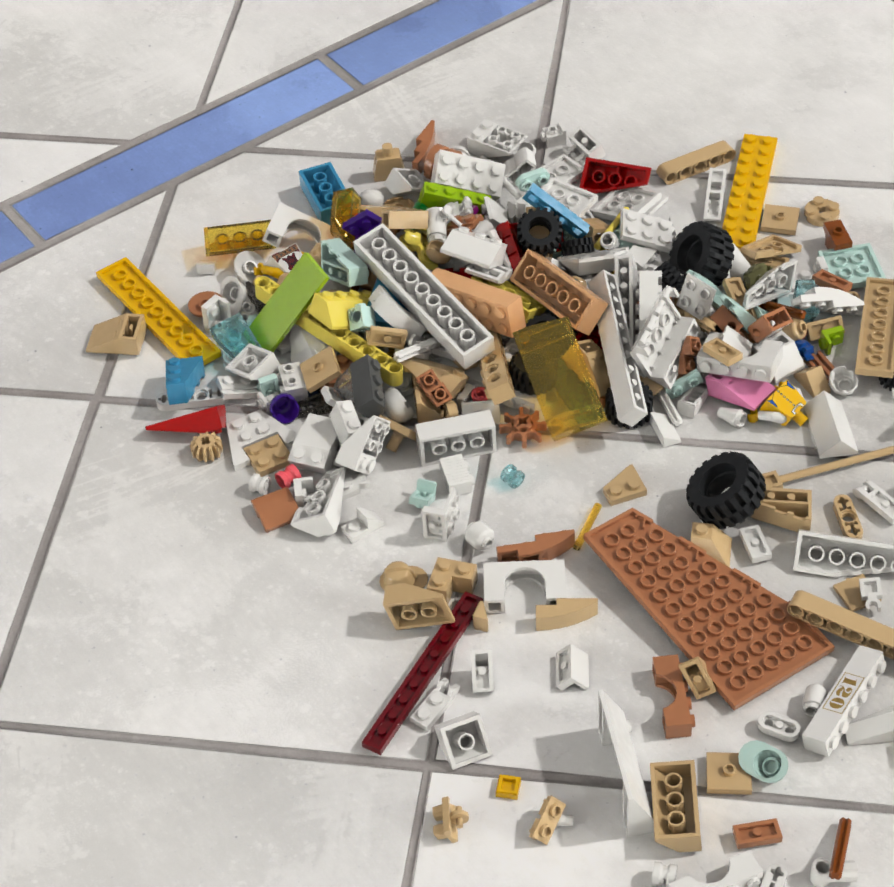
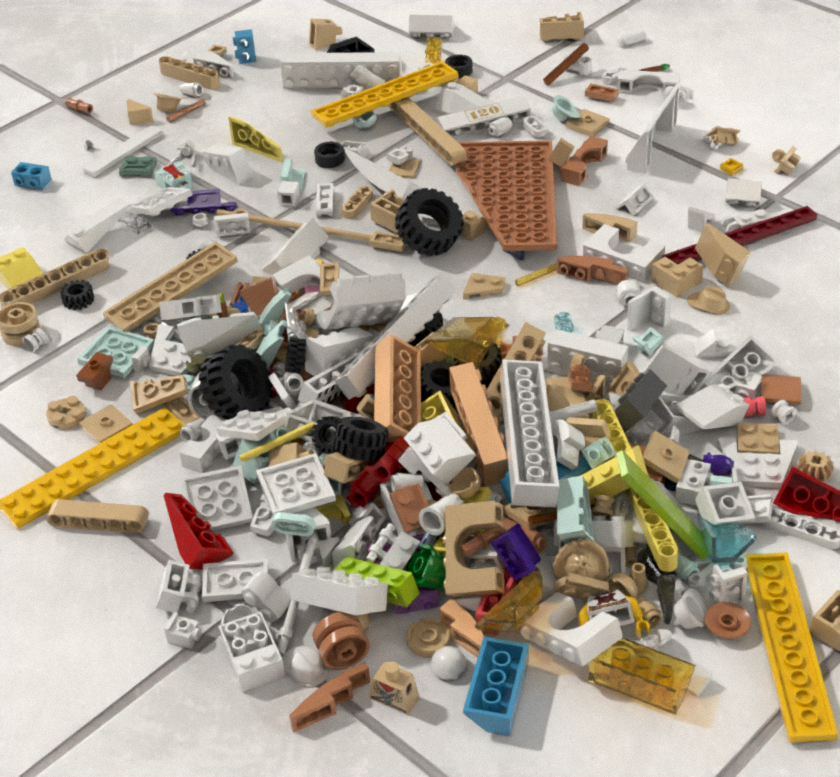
camera: 145 degrees left, 5 degrees down
(182, 378) = (806, 530): dark azure wedge -> none
(344, 419) = (680, 388): white brick -> none
(404, 181) = (394, 644): white slope -> none
(446, 214) = (425, 499): white hand -> none
(480, 618) = (673, 244): tan slope -> none
(570, 221) = (327, 442): dark azure fence -> none
(609, 240) = (301, 416): white cone -> none
(675, 805) = (636, 109): tan slope -> none
(715, 194) = (131, 471): white slope -> none
(827, 279) = (156, 332): nougat plate -> none
(843, 381) = (245, 272): white hair -> none

